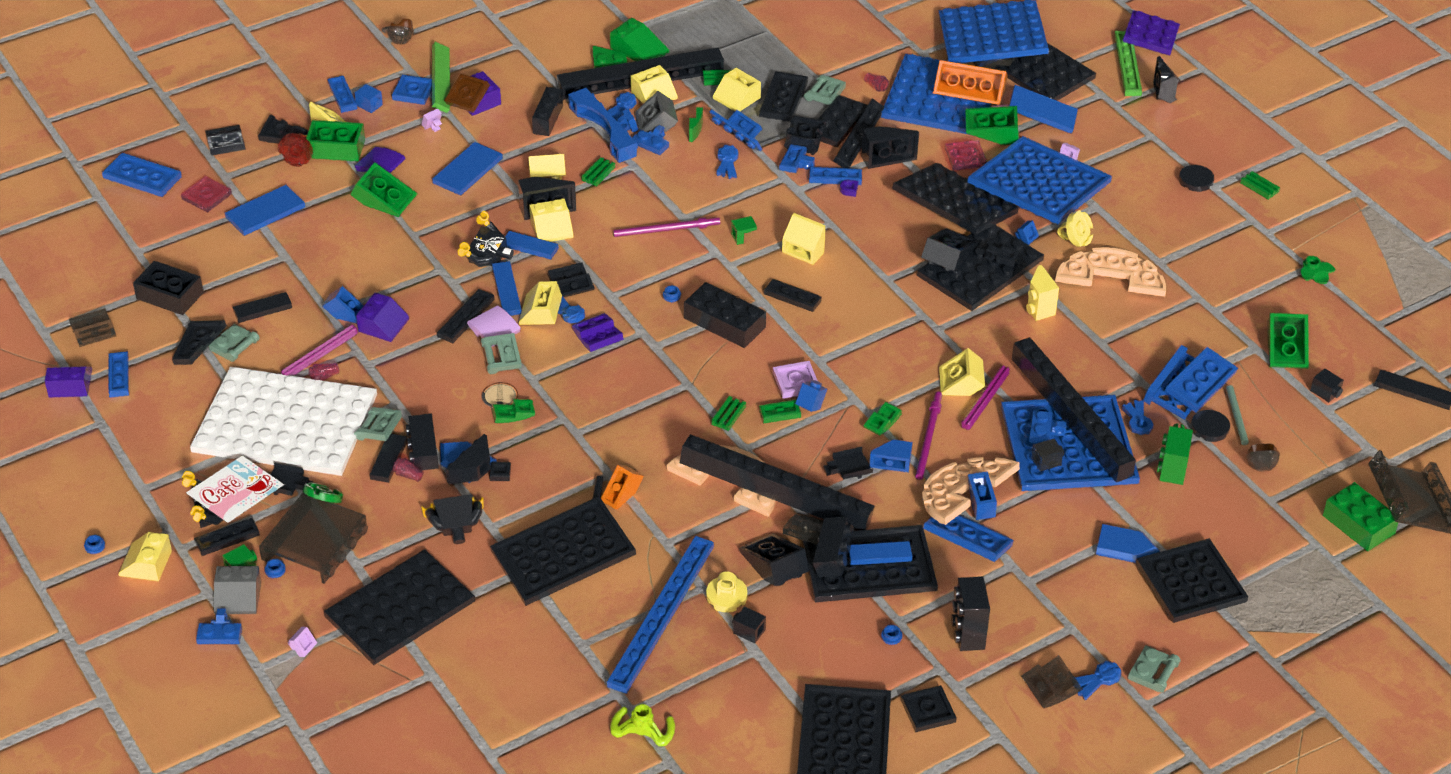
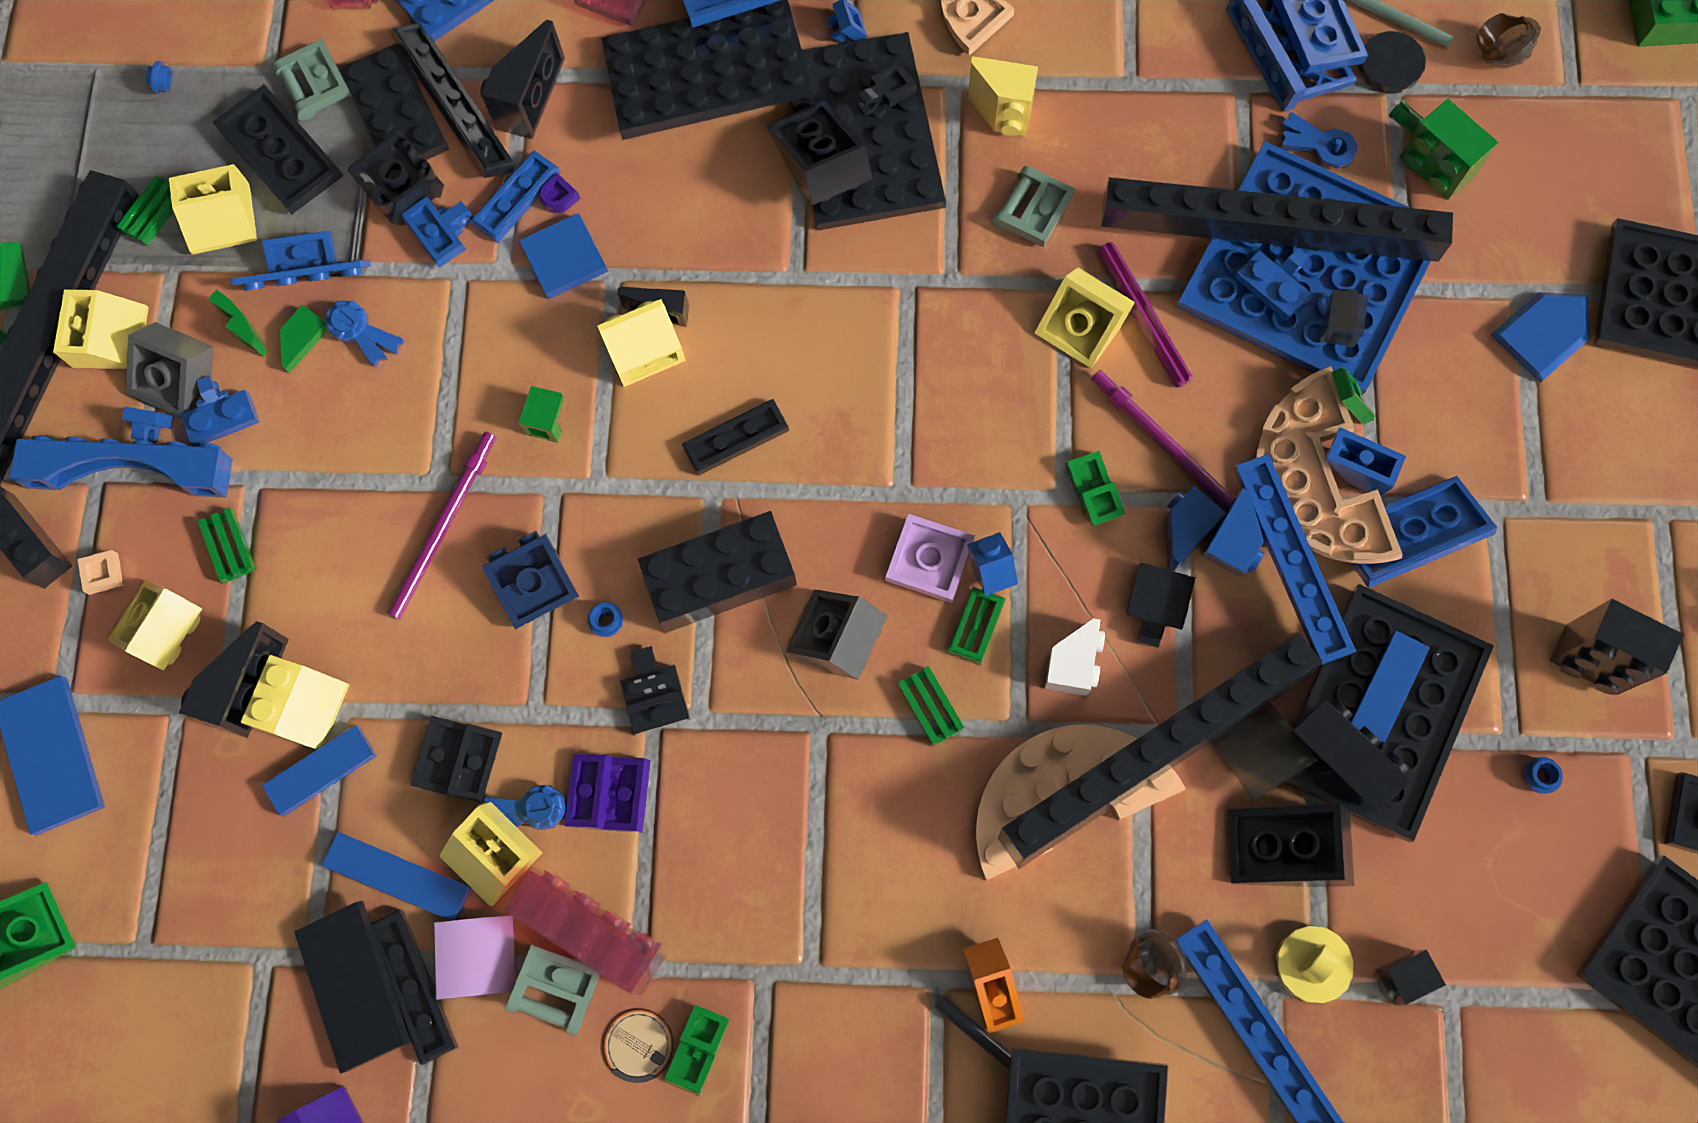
camera: 50 degrees left, 30 degrees up
(451, 296) = (352, 987): none -> black tile
(487, 246) = (280, 852): black torso -> none
(534, 346) = (585, 932): none -> clear pink brick
(554, 142) = (100, 572): none -> light nougat plate
(624, 101) = (94, 394): blue piece -> none
(654, 325) = (654, 695): none -> black piece
(667, 260) = (529, 579): none -> dark blue plate
(678, 534) = (1155, 965): none -> clear smoke piece
(707, 145) = (300, 336): none -> green tile
(733, 365) = (837, 633): none -> dark grey slope
(780, 47) = (159, 77): none -> blue plate
(794, 446) = (1073, 660): none -> white slope
(822, 203) = (563, 256): none -> blue tile
(832, 241) = (673, 300): none -> black slope
(902, 463) = (1237, 538): none -> blue slope
(908, 489) = (1295, 560): none -> blue plate
(999, 335) = (1043, 210): none -> sand green plate
(1012, 477) = (1352, 395): none -> green tile

